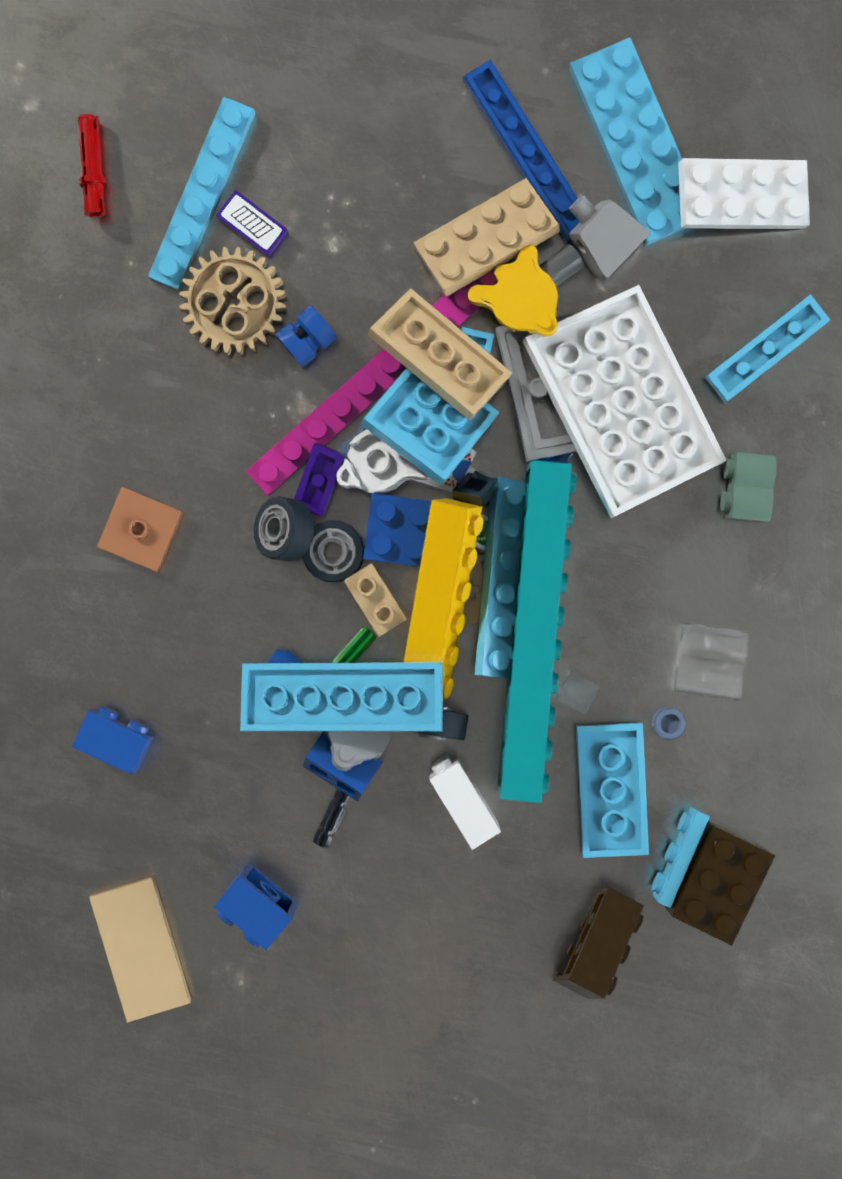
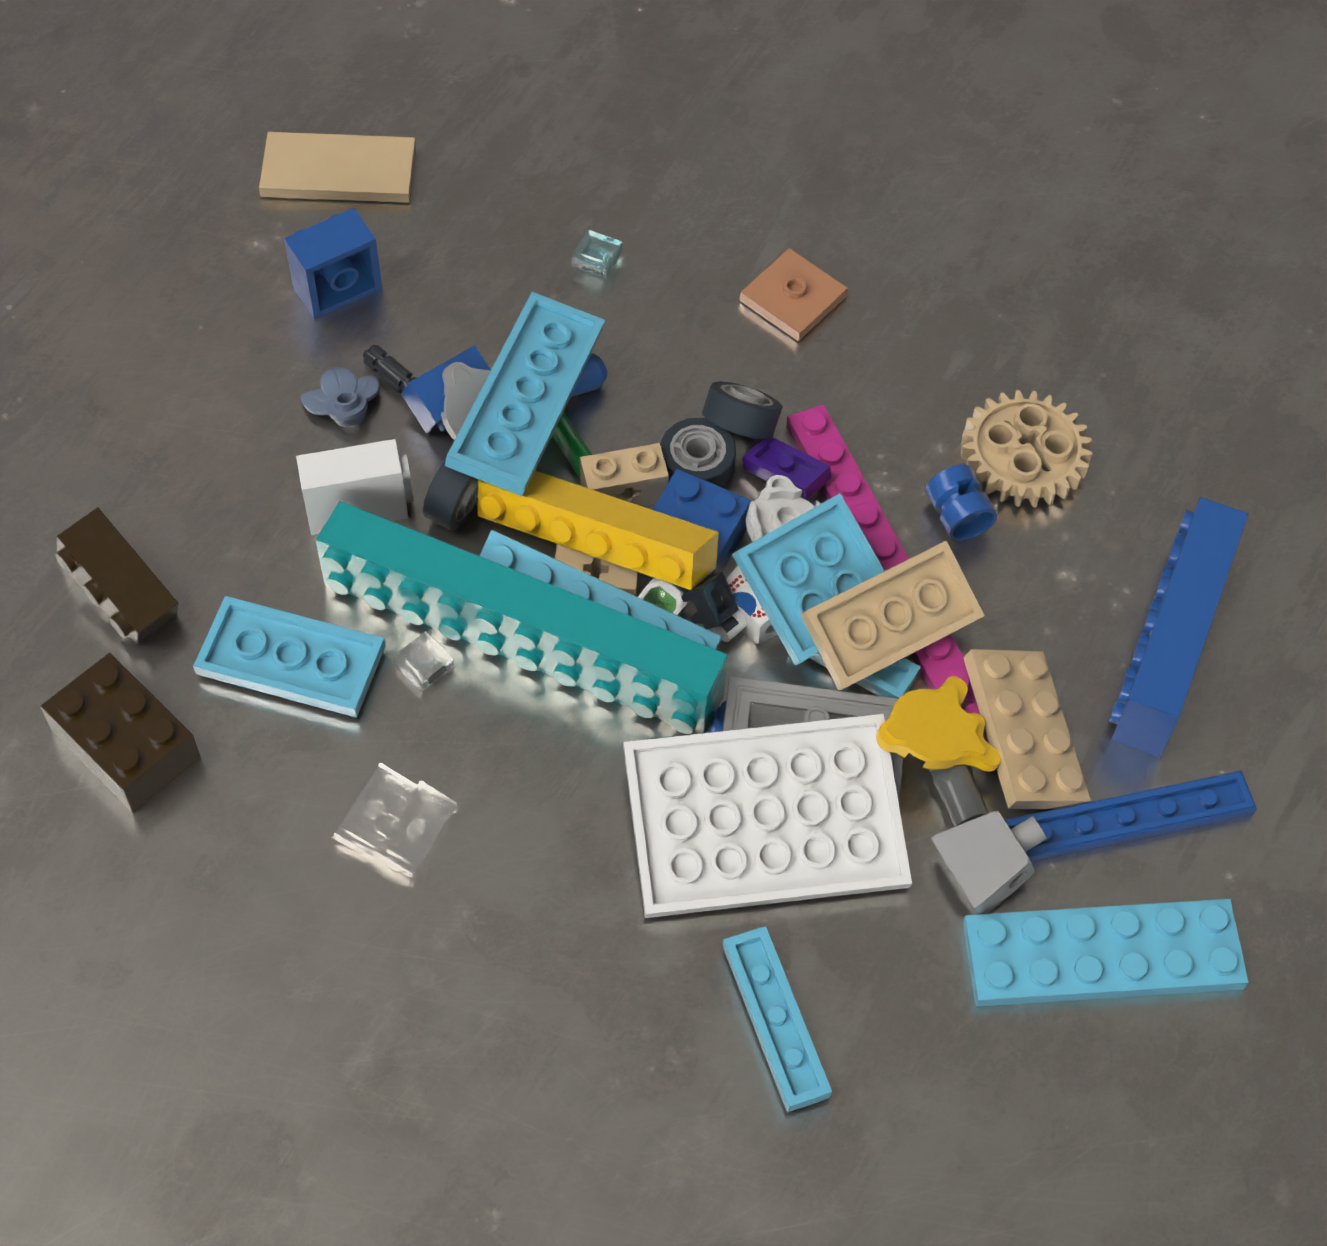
camera: 105 degrees right, 30 degrees down
(92, 176) = (1208, 359): red pin -> none
(113, 739) = (571, 202): blue brick -> none
(159, 700) = (596, 253): none -> clear light blue plate
(201, 194) = (1161, 456): medium azure plate -> none
(252, 223) = (1114, 498): tile -> none
(364, 852) = (342, 396): none -> sand blue plate
(365, 141) = (1176, 626): none -> blue brick
(669, 723) = (340, 749): sand blue tile -> none
(679, 856) = (179, 700): medium azure plate -> none
(743, 193) = (995, 1054): white plate -> none
(749, 487) = (600, 931): sand green brick -> none

